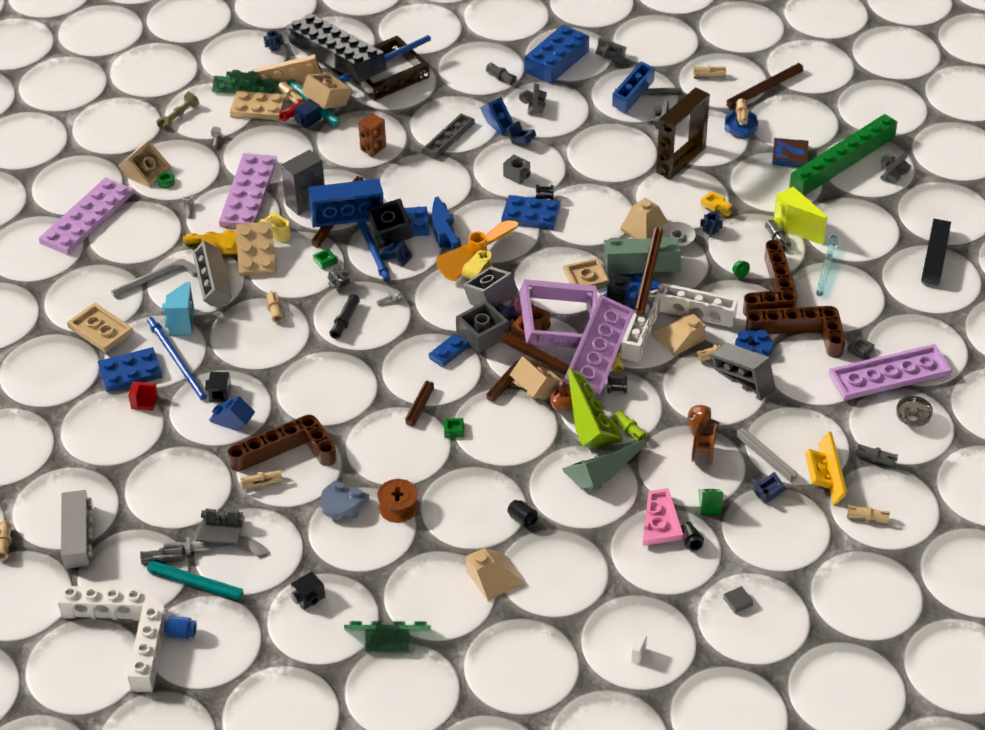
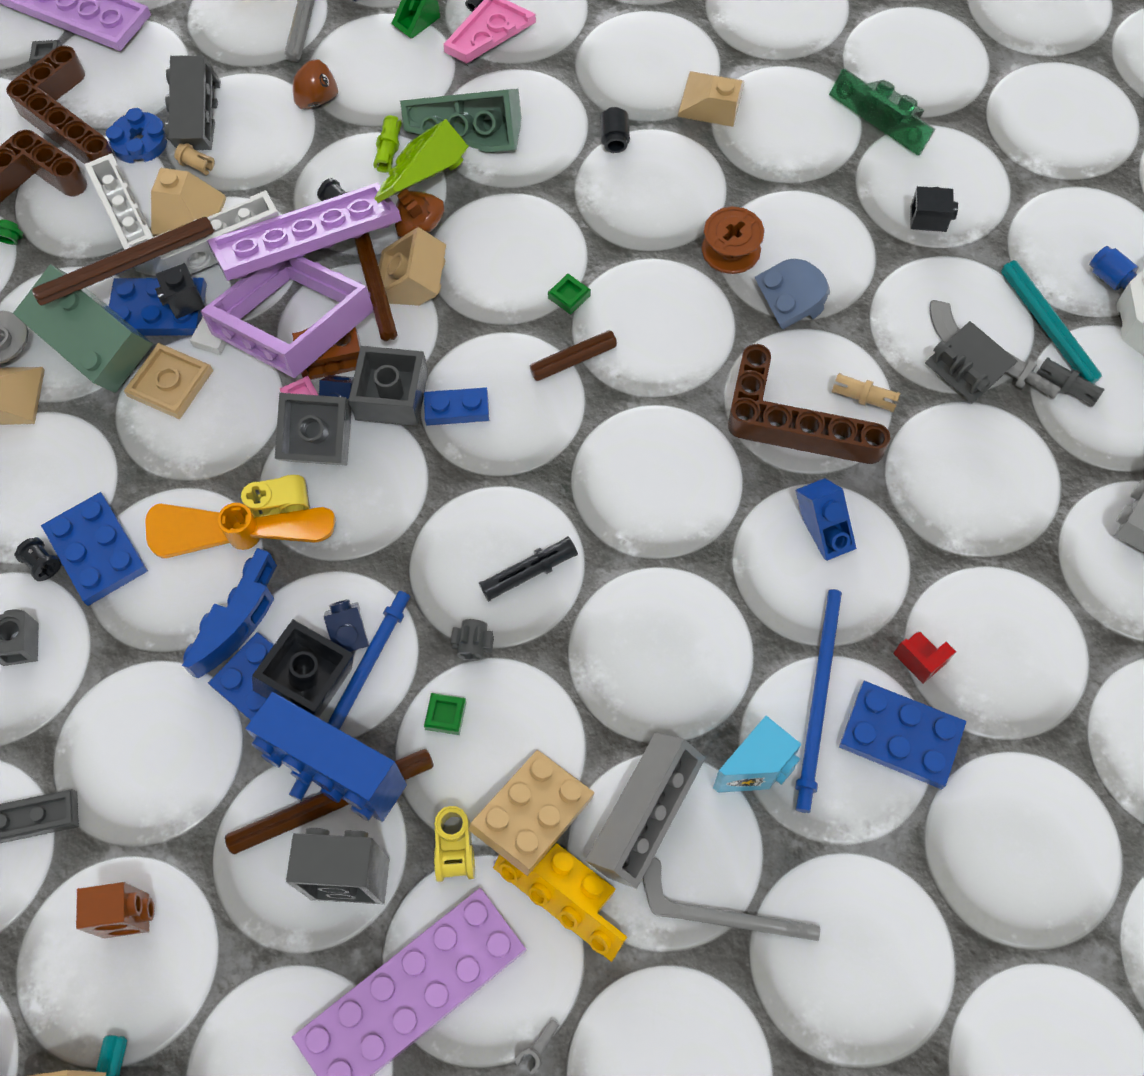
camera: 135 degrees left, 20 degrees up
(100, 327) = (894, 860): tan plate -> none
(218, 386) = (805, 581): black brick -> none
(274, 307) = (602, 674): tan axle -> none
(394, 294) = (427, 553): light grey hand -> none
(501, 384) = (444, 306): reddish brown axle -> none
(703, 443) = (346, 43): dark orange piece -> none

